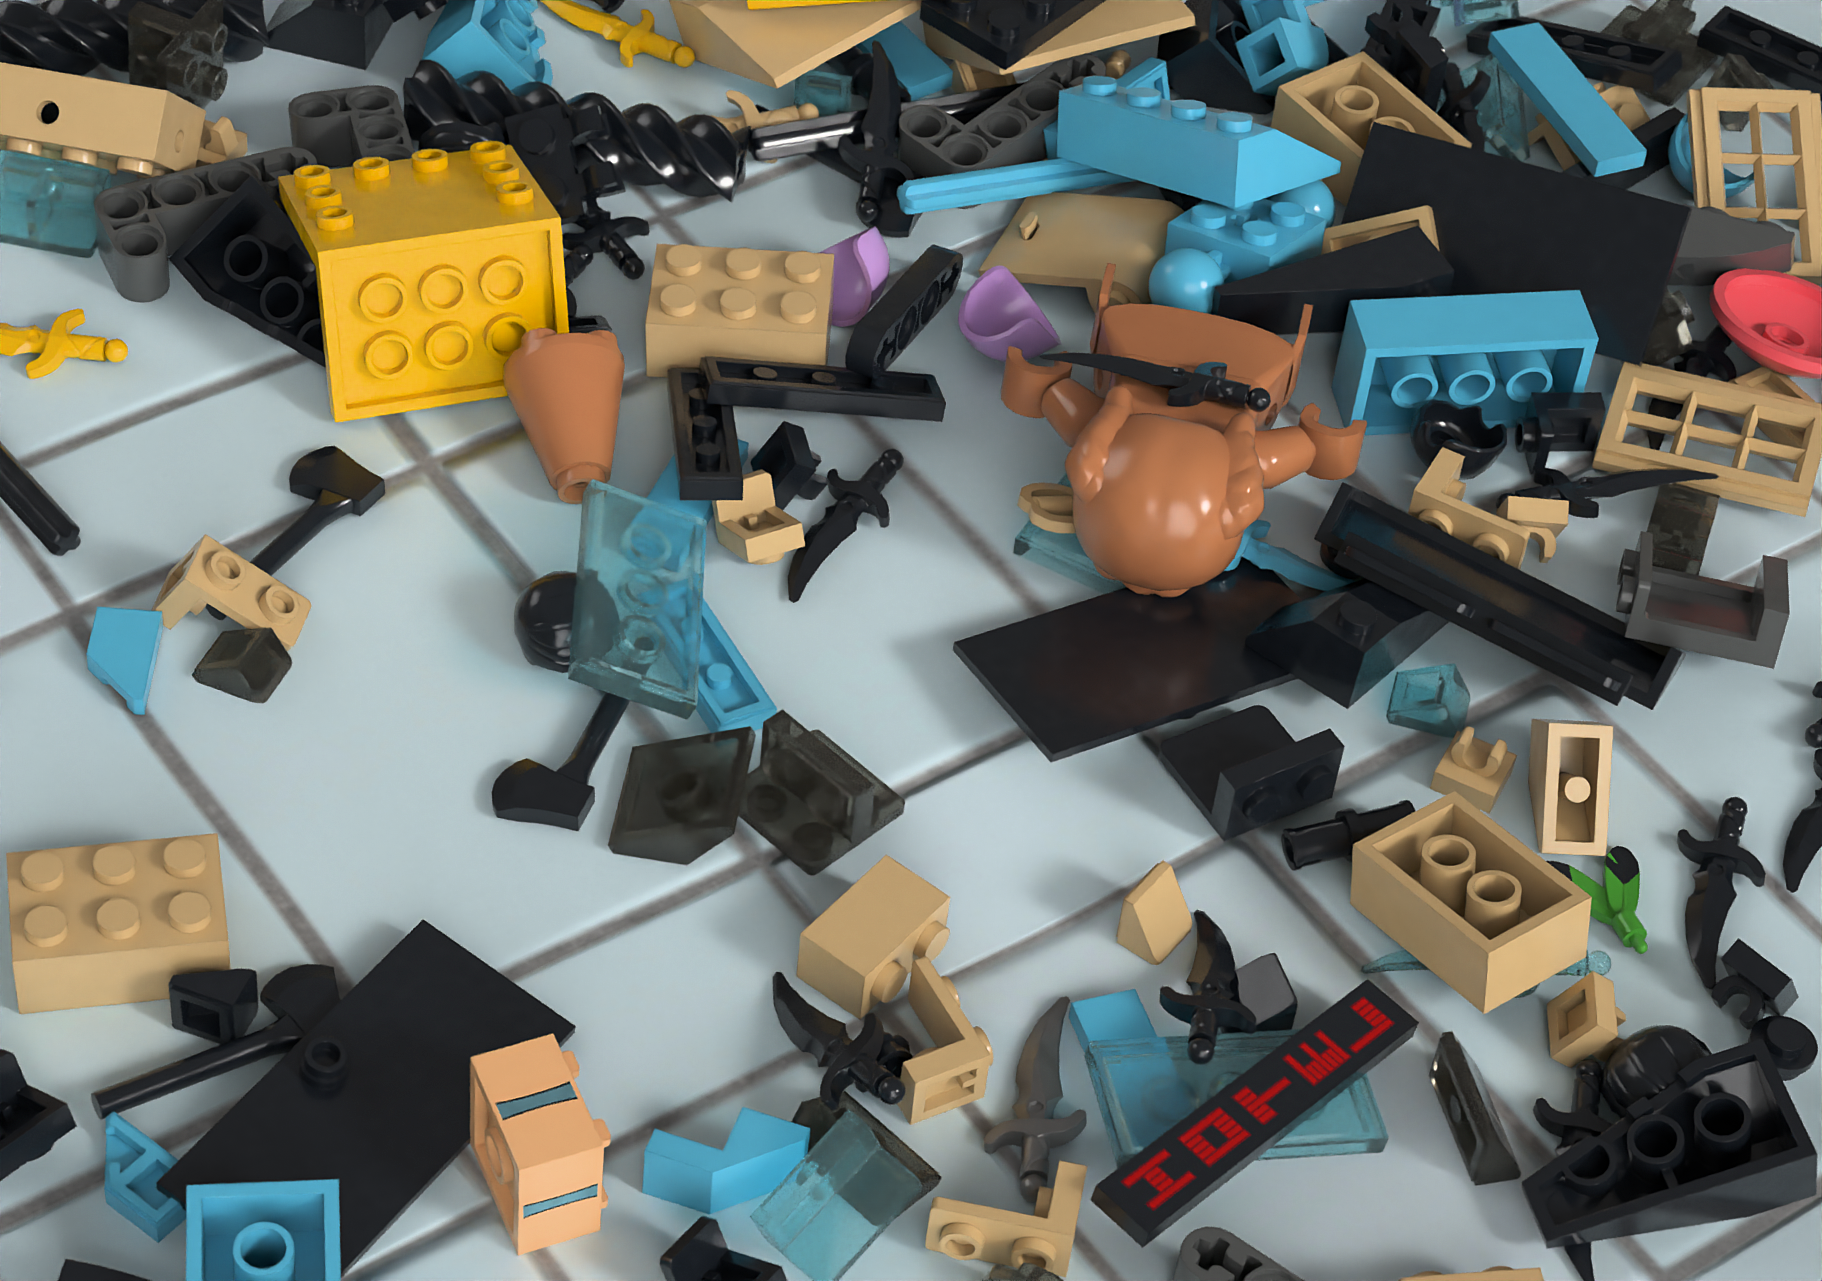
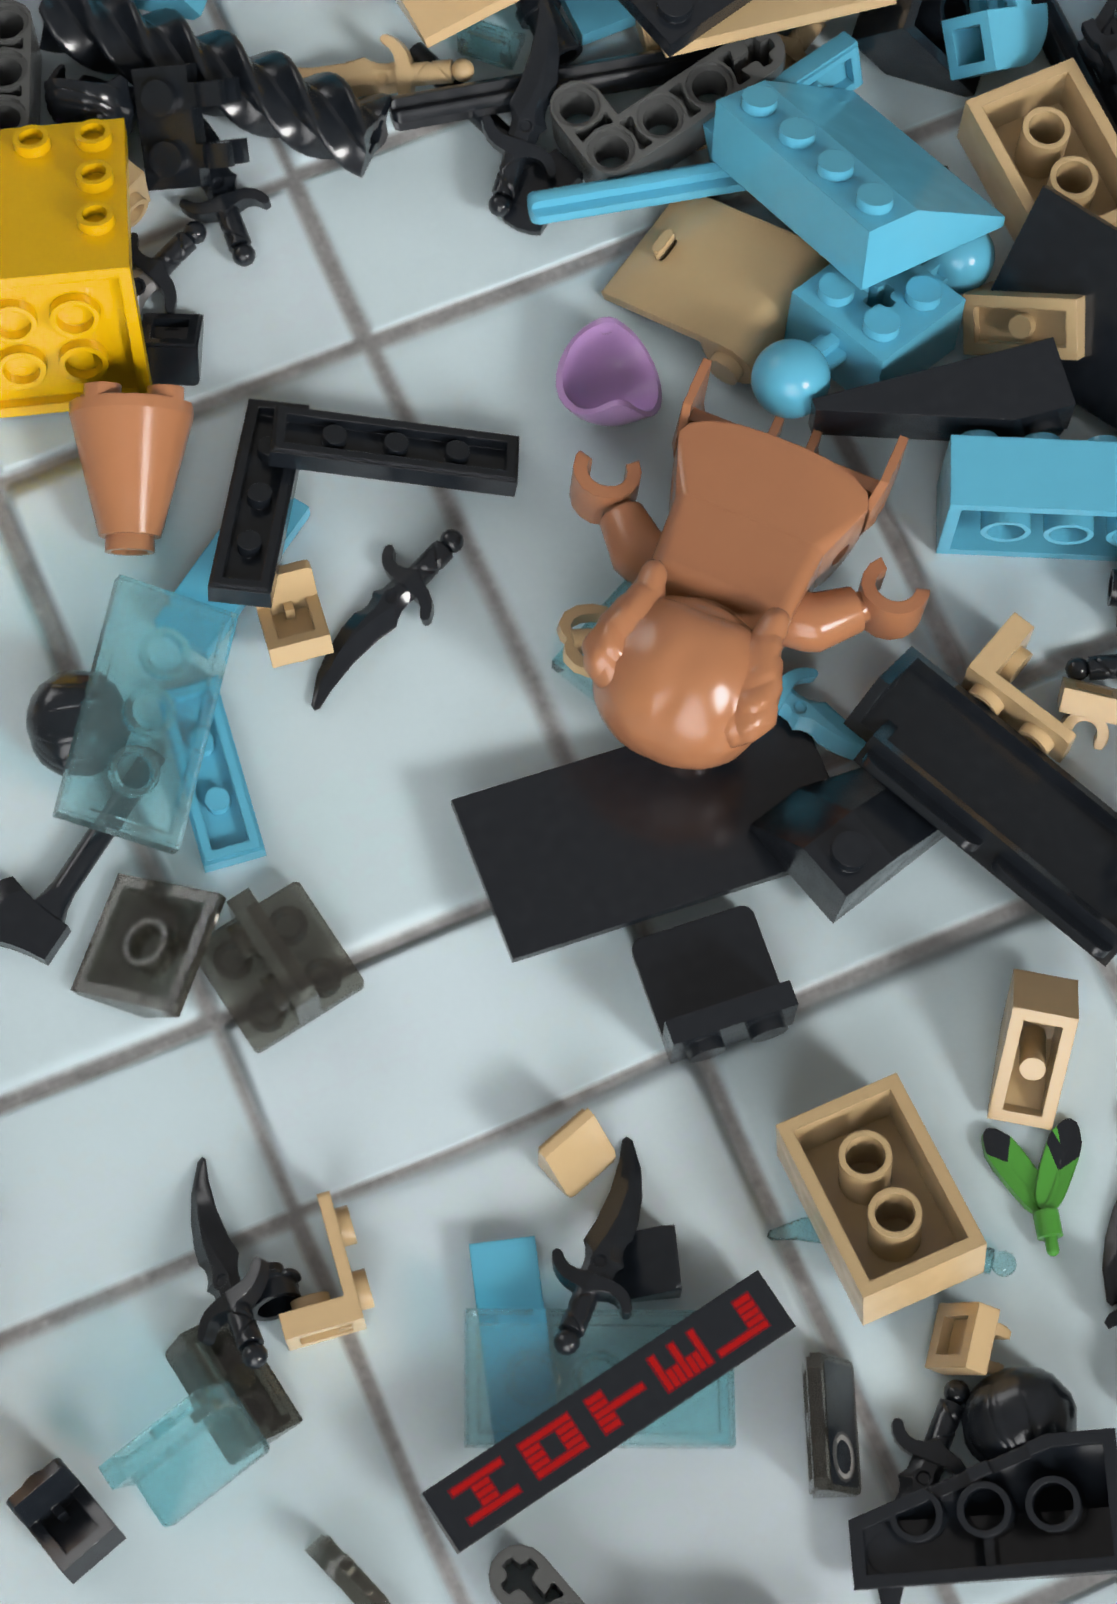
camera: 15 degrees right, 25 degrees up
(712, 1179) = (120, 1387): medium azure slope -> none
(737, 306) = (330, 340): tan brick -> none
(790, 464) = (336, 545): black tile -> none
(859, 275) = (451, 299): lavender helmet -> none
(872, 935) = (295, 1146): tan brick -> none
(903, 311) = (499, 359): black beam -> none
(1012, 1237) = (391, 1489): tan bracket -> none
(1038, 1096) = (416, 1341): flat silver piece -> none
(1185, 387) = (706, 535): black piece -> none
(1336, 836) = (795, 1079): black pin -> none
(1430, 700) = (925, 915): clear light blue slope -> none
(1459, 430) = (1040, 586): black hair -> none
(1474, 769) = (944, 1010): tan tile -> none

